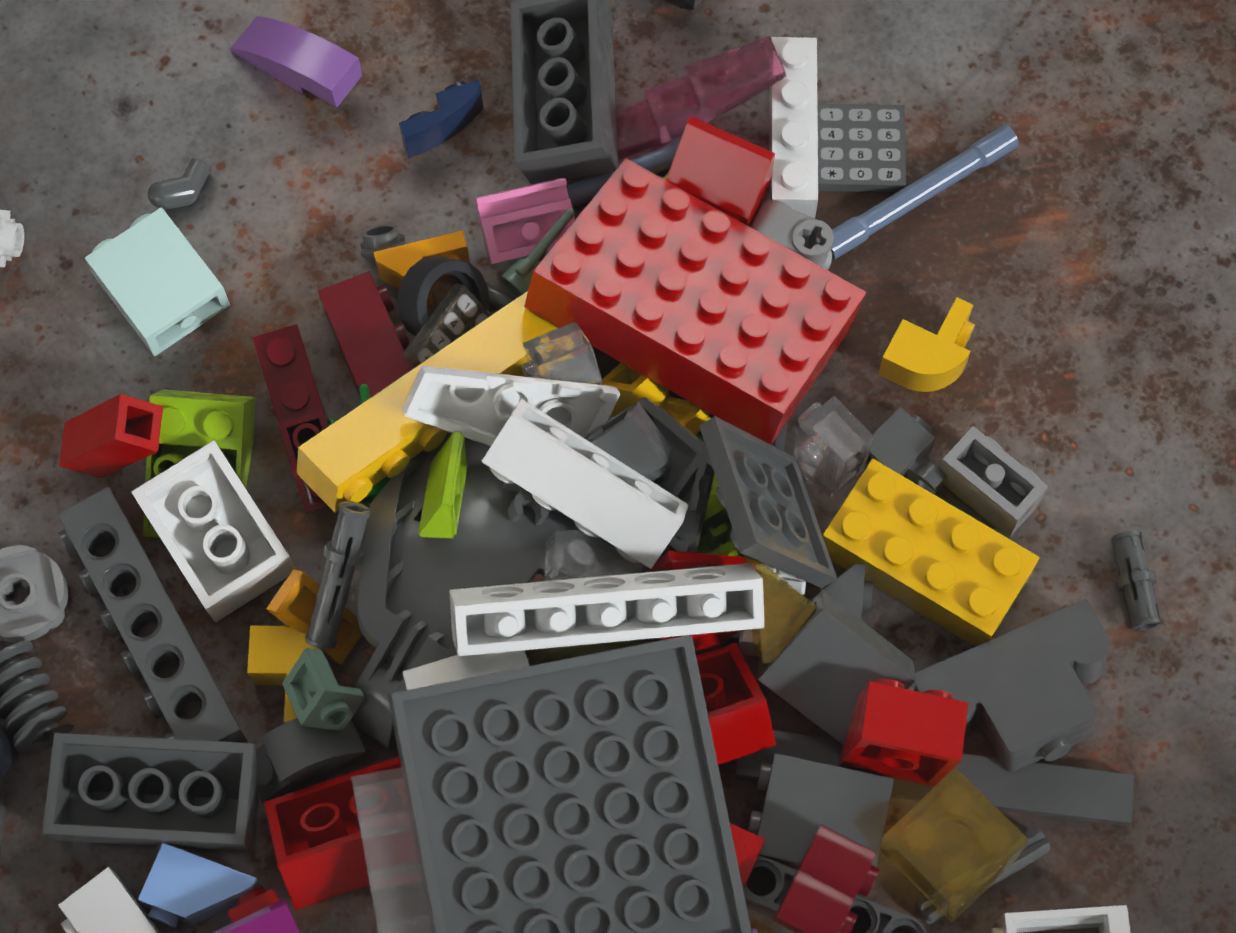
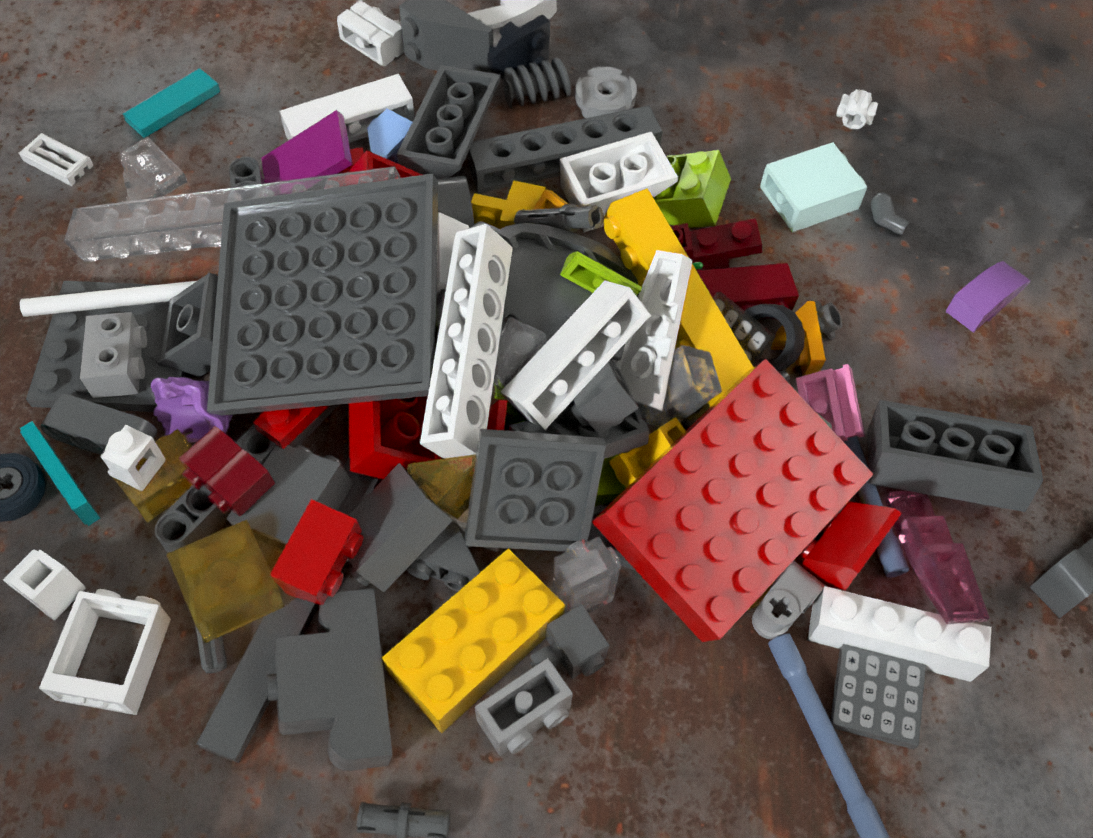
camera: 100 degrees right, 10 degrees down
(111, 436) = (695, 131): red brick -> none
(316, 694) = (474, 199): sand green bracket -> none
(456, 109) = (932, 381): dark blue slope -> none
(928, 360) = (654, 694): yellow brick -> none

